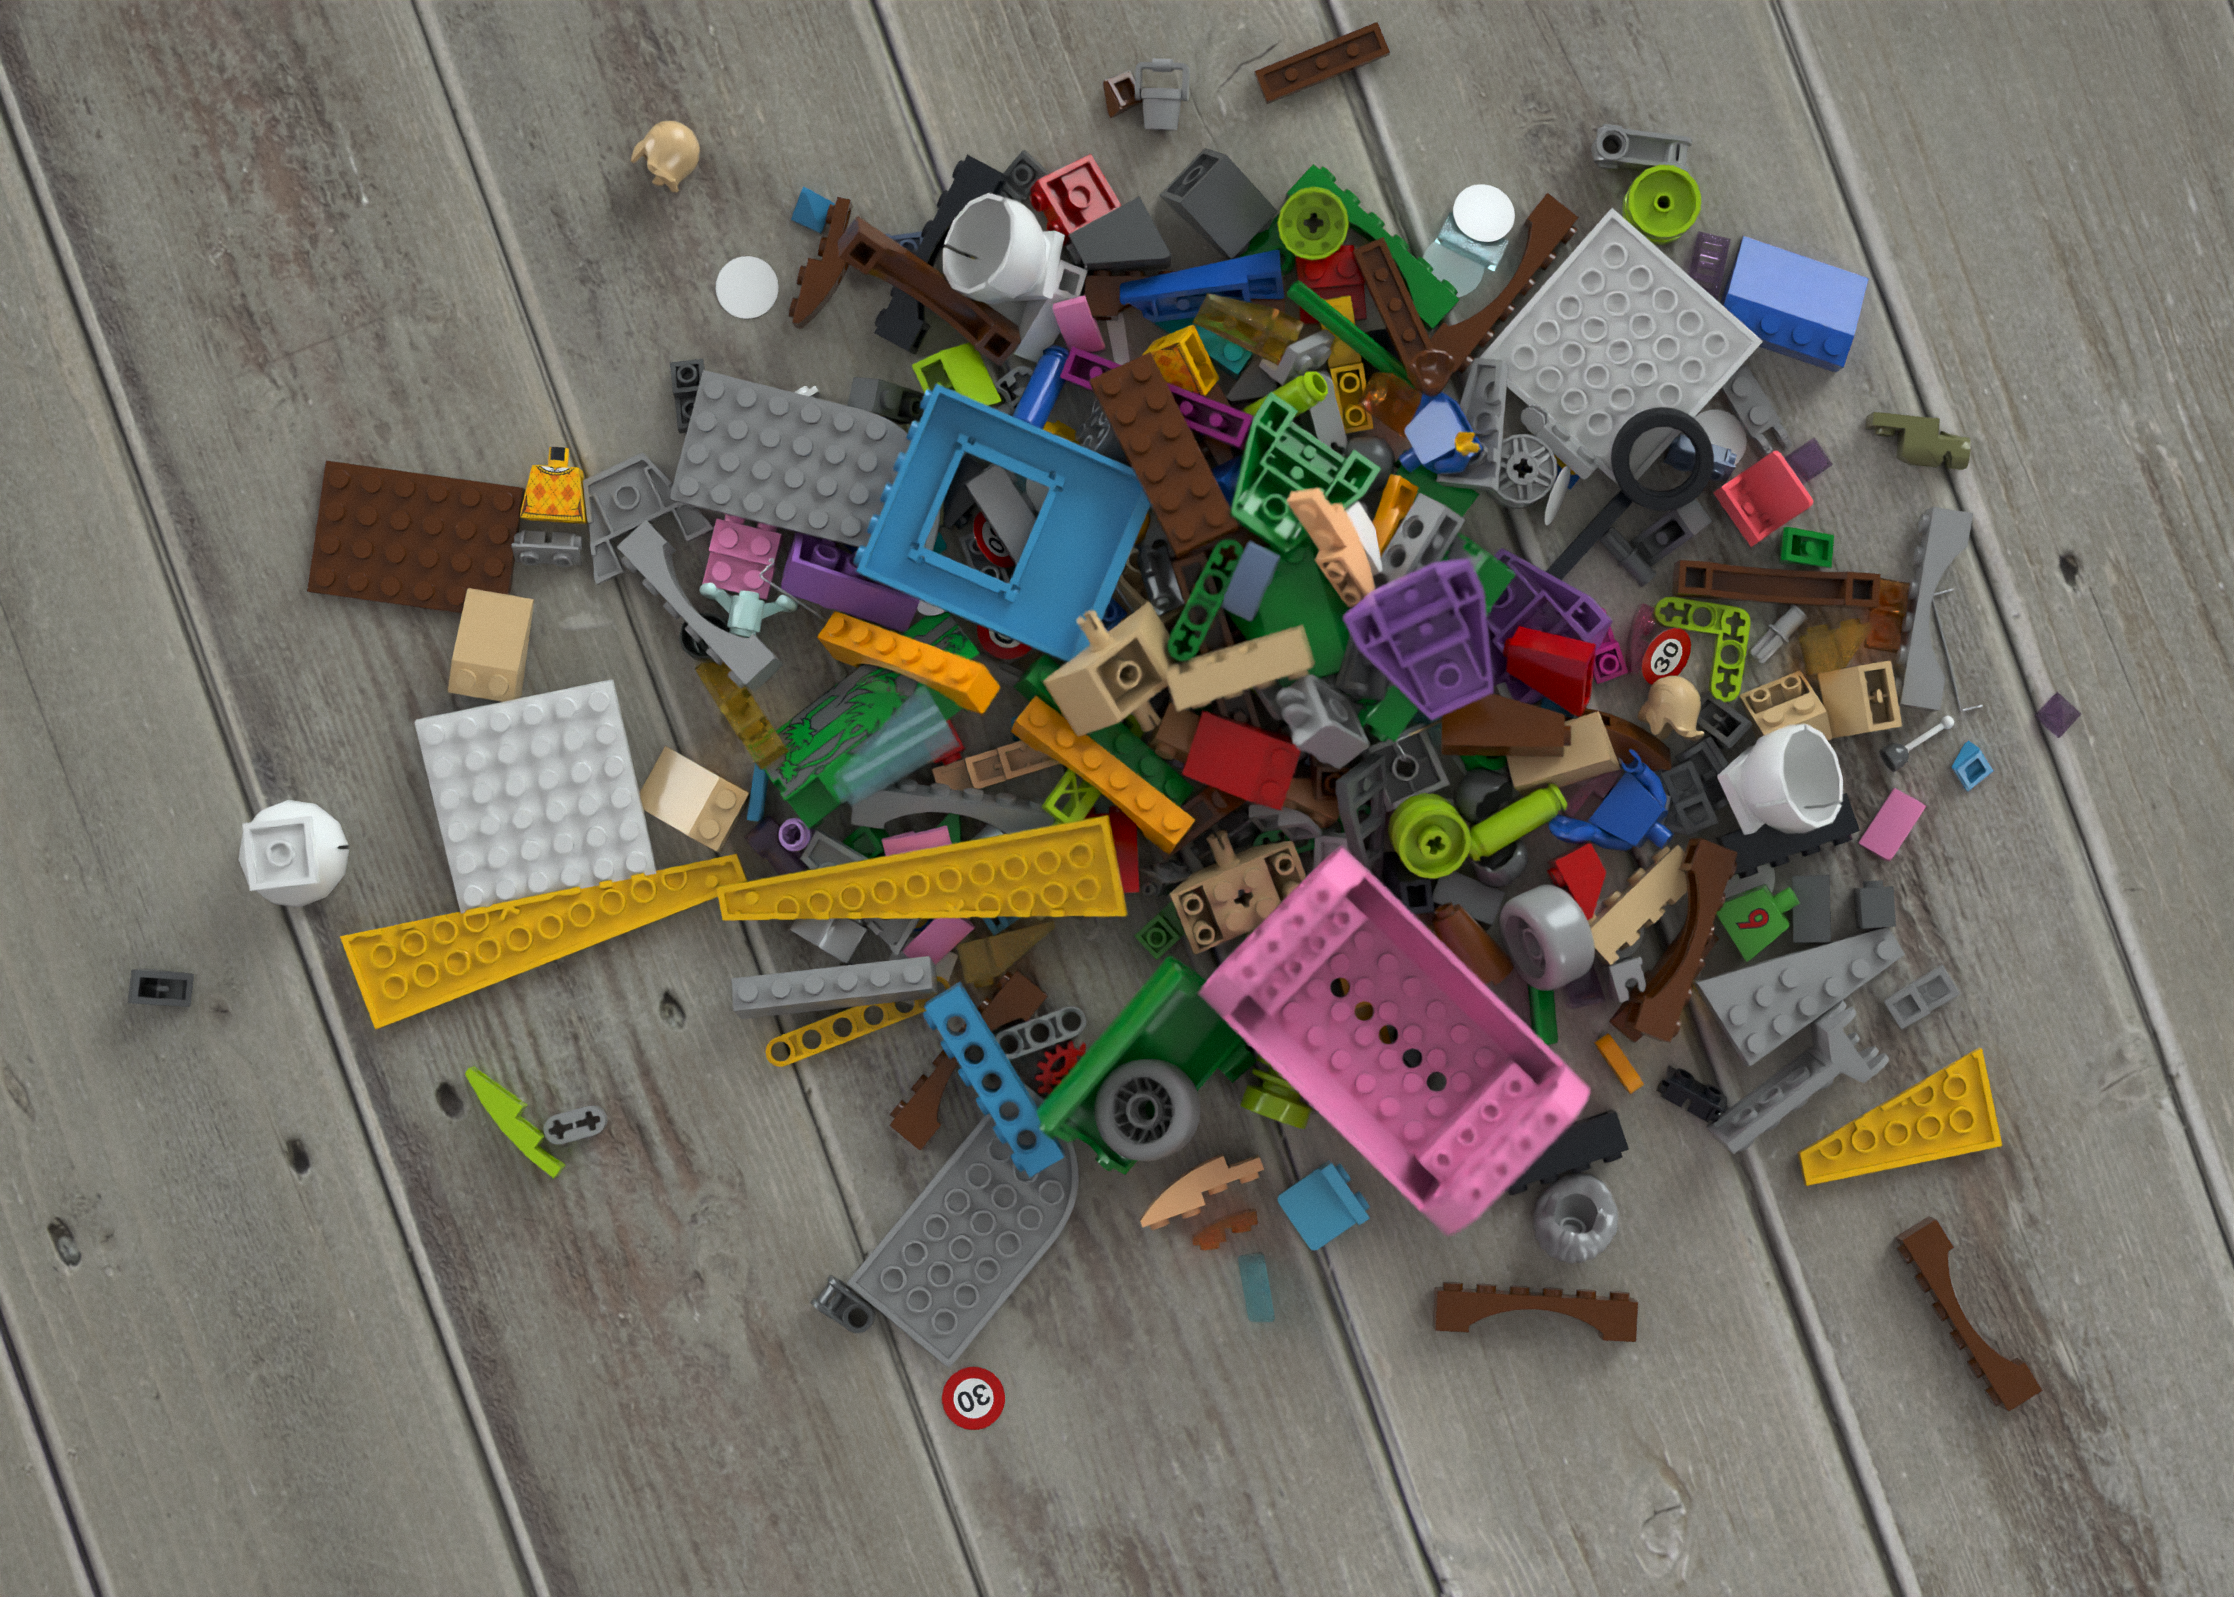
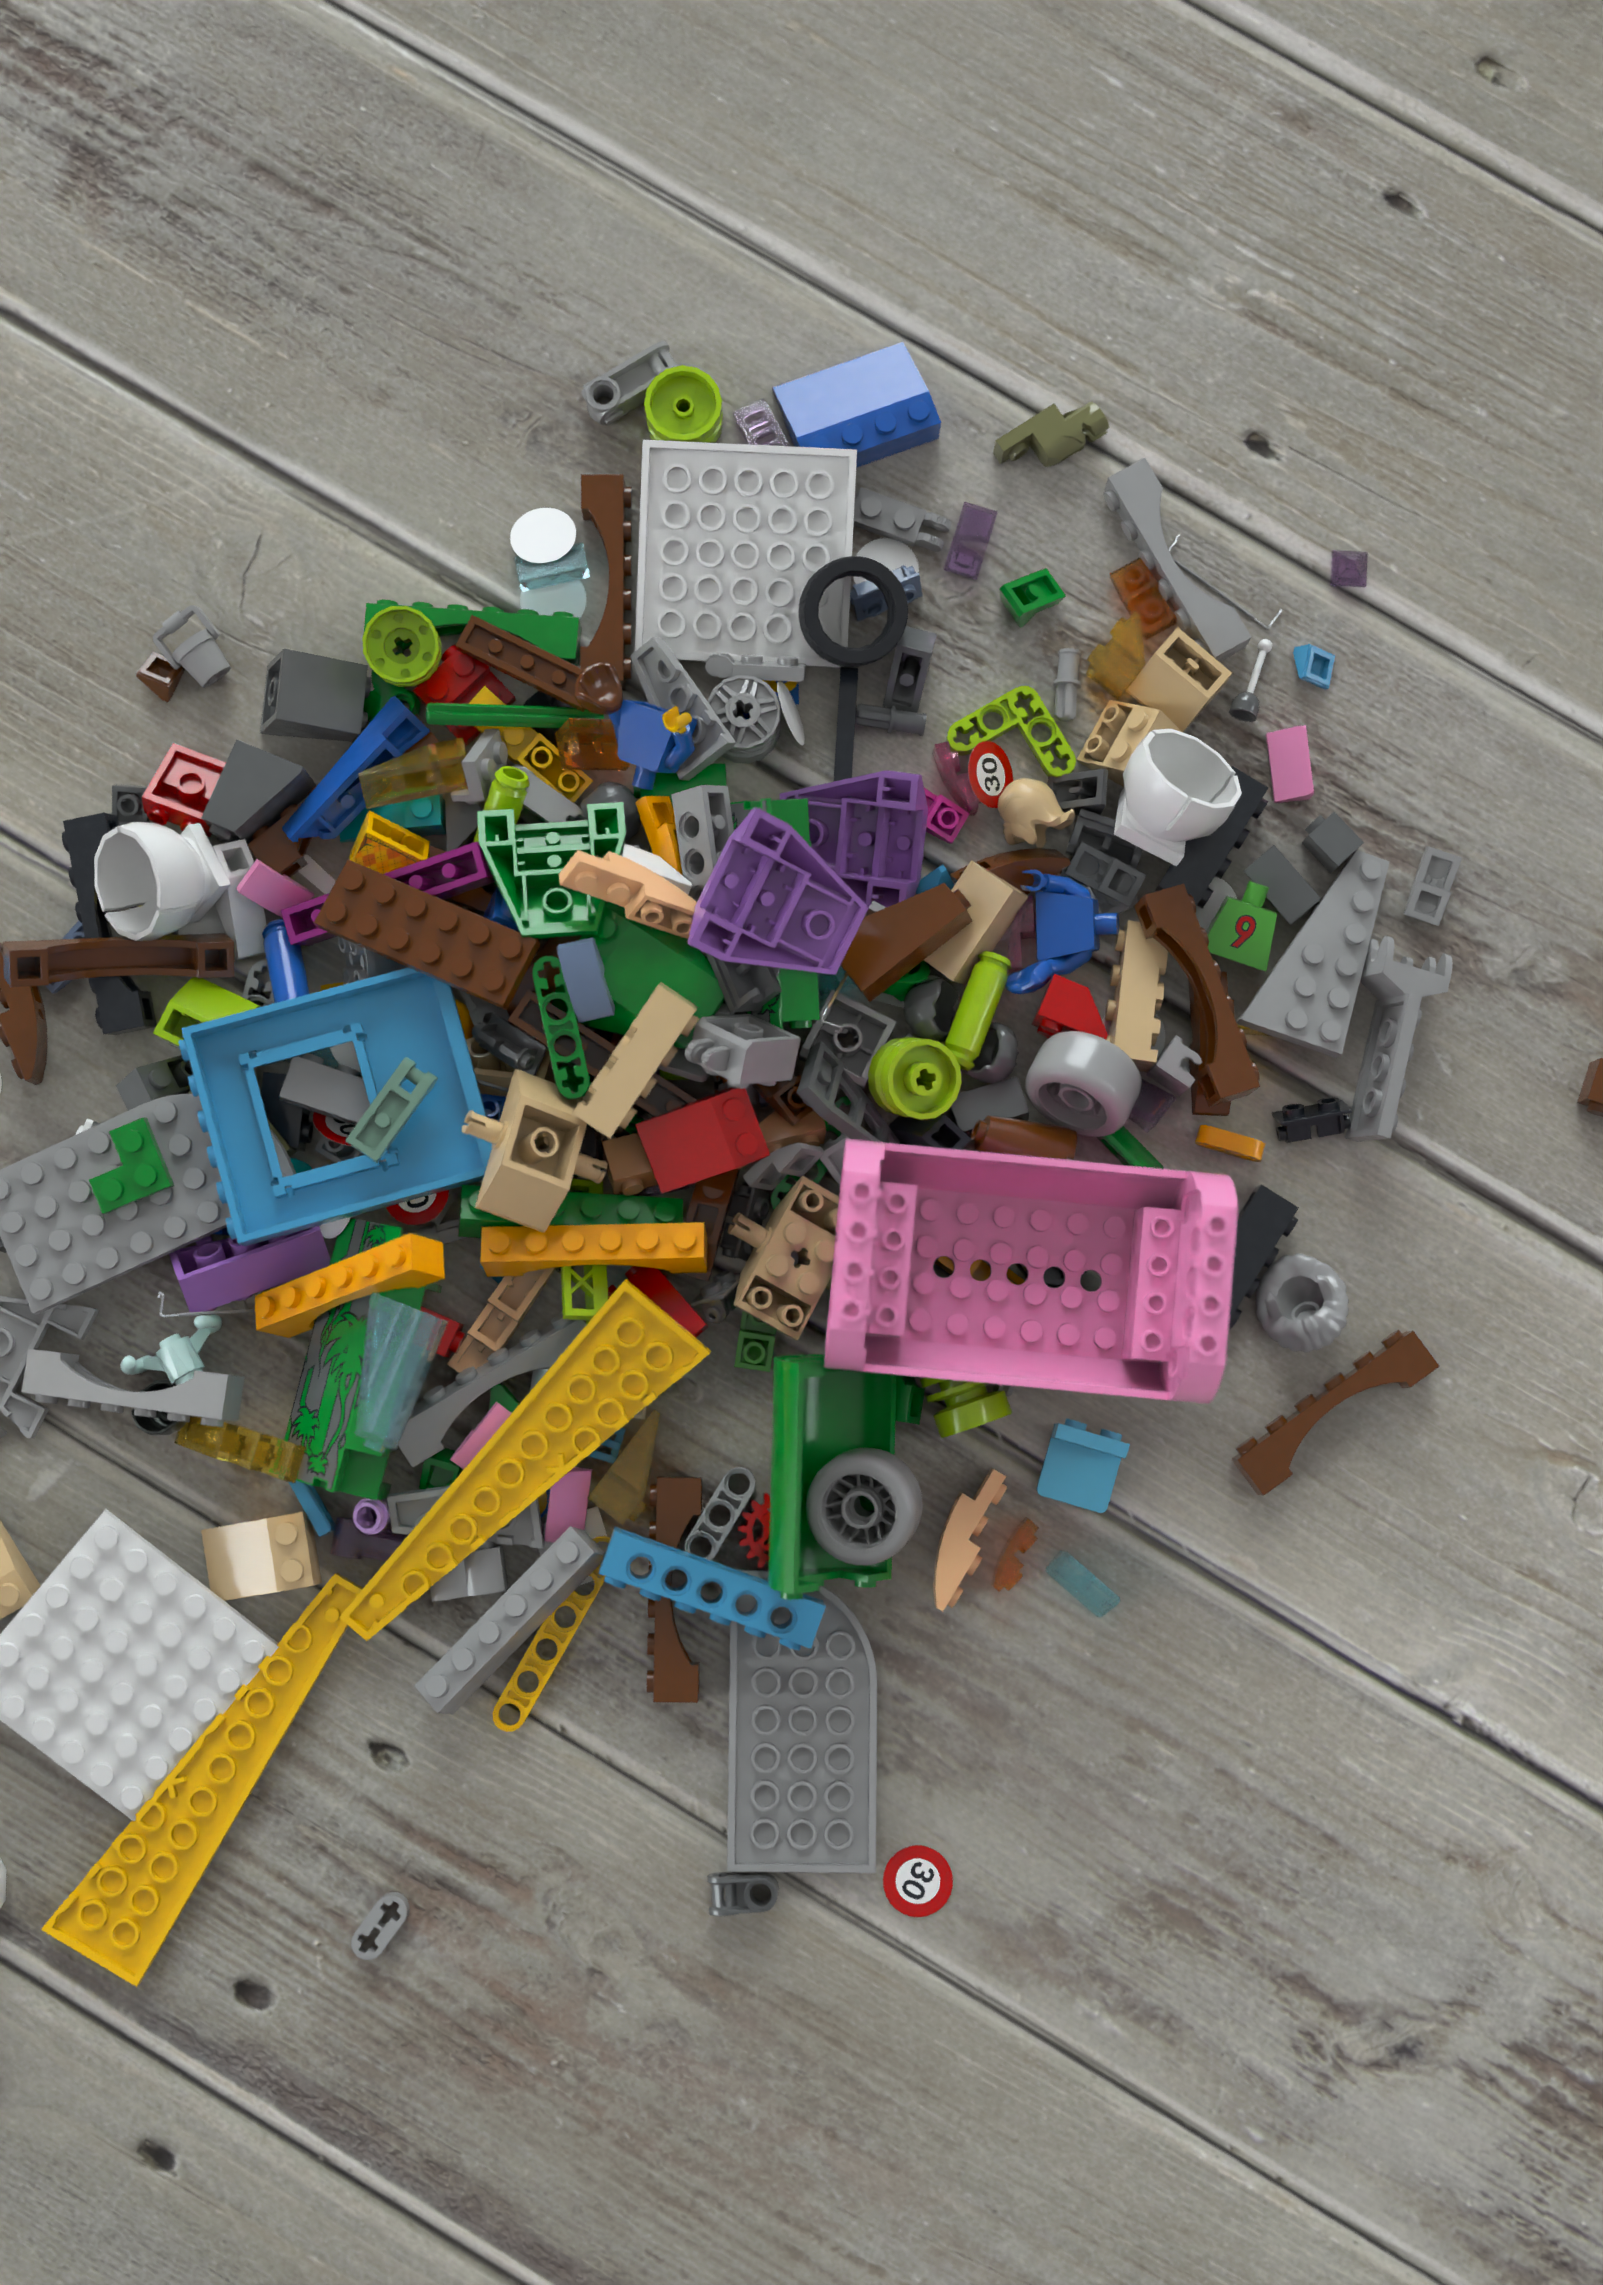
camera: 40 degrees left, 5 degrees down
(506, 1112) = (310, 1965): lime slope -> none
(740, 556) = (133, 1312): bright pink plate -> none
(825, 461) = (142, 1168): none -> green plate
(1037, 563) = (390, 1110): none -> sand green plate
(1322, 63) = (309, 519): reddish brown plate -> none
(1553, 666) = (902, 853): red slope -> none
(1764, 497) = (963, 579): coral bracket -> none
(1776, 586) = (1073, 617): reddish brown arch -> none
(1927, 1122) = (1523, 985): yellow wing -> none

